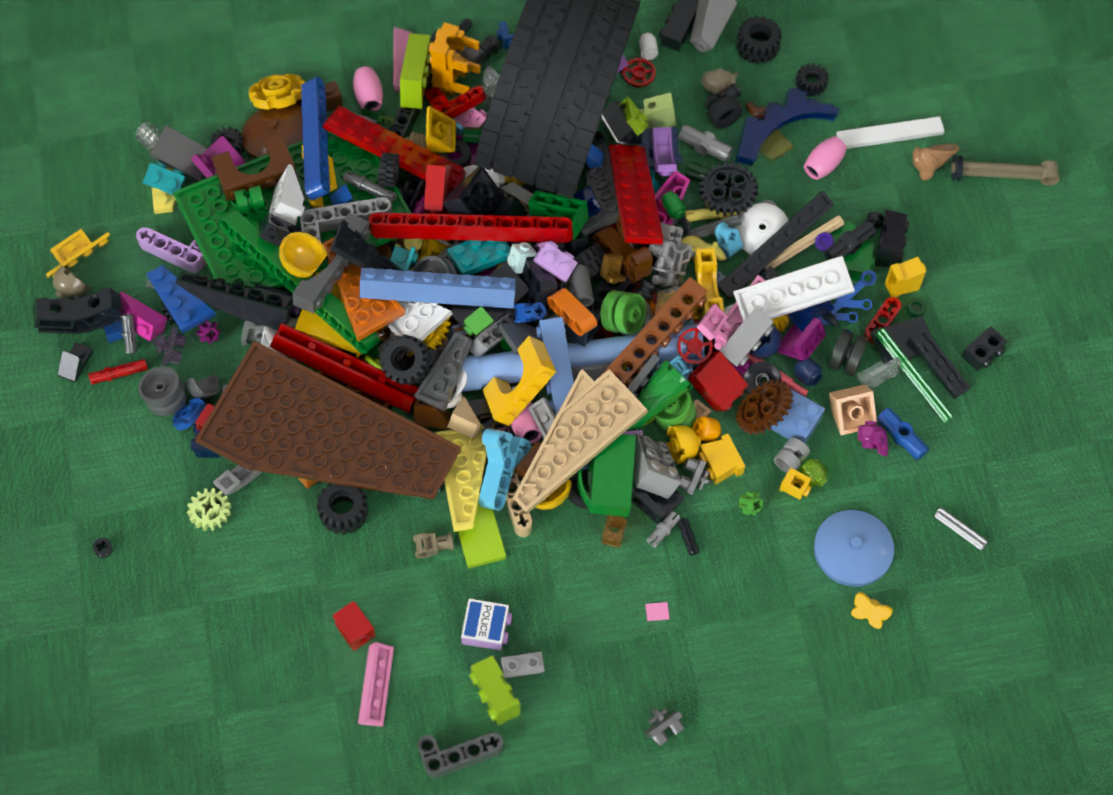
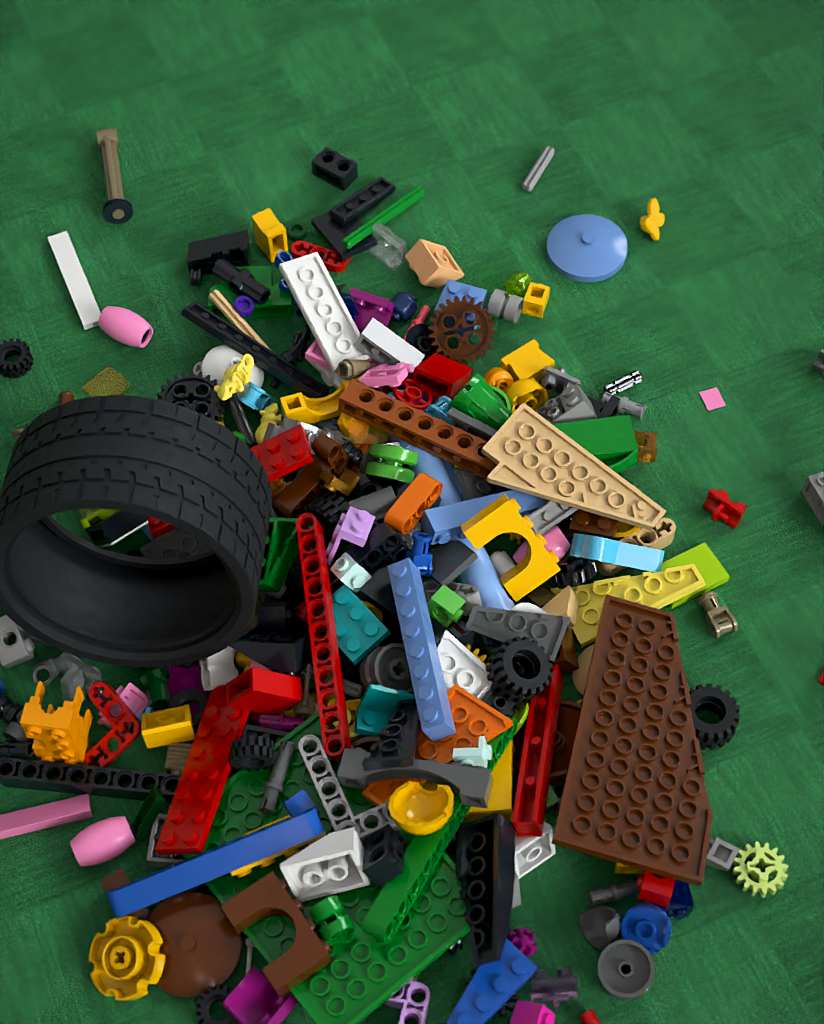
camera: 100 degrees left, 5 degrees down
(335, 309) = (474, 756): none -> light aqua bracket
(415, 71) = (72, 773): lime wedge -> none
(486, 624) = (791, 542): piece -> none
(528, 586) = (723, 508): none -> red hips
(595, 157) = (169, 549): blue slope -> none
(731, 305) = (352, 368): none -> dark tan cone
(743, 219) = (235, 377): none -> light yellow animal
(750, 503) = (570, 332): bright green gear -> none
(794, 108) = (76, 378): clear blue arch -> none
(848, 352) = (374, 269): pearl dark grey wheel -> none
(873, 437) = (463, 243): magenta head -> none
(894, 425) = (451, 221): blue piece -> none
(932, 158) = (105, 231): medium nougat hair -> none

